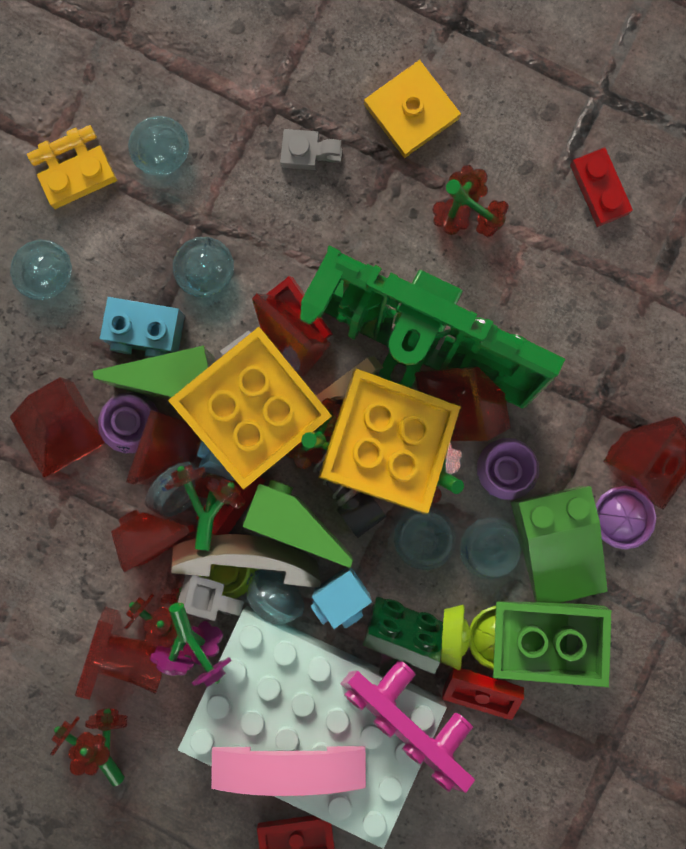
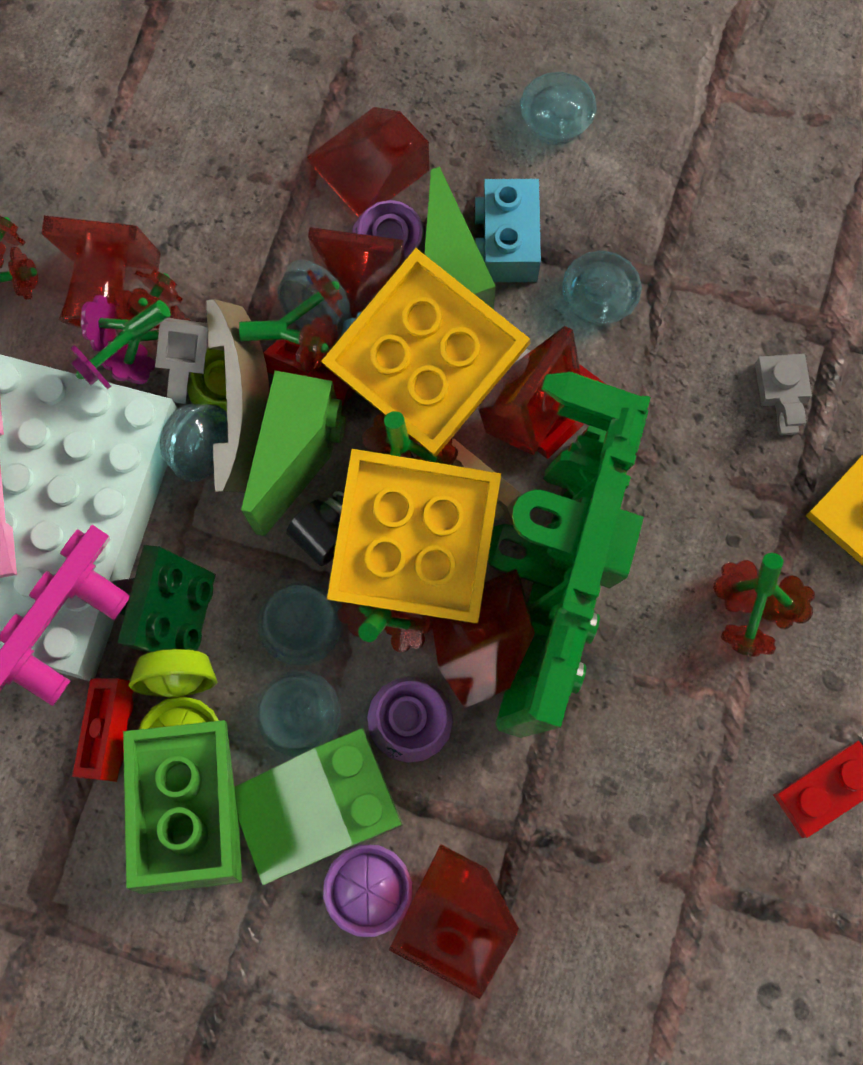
camera: 80 degrees right, 10 degrees down
(76, 176) = (683, 125): yellow plate -> none
(147, 536) = (246, 274): clear red slope -> none
(158, 145) = (744, 210): clear light blue hat -> none
(341, 599) = (204, 518): medium azure brick -> none

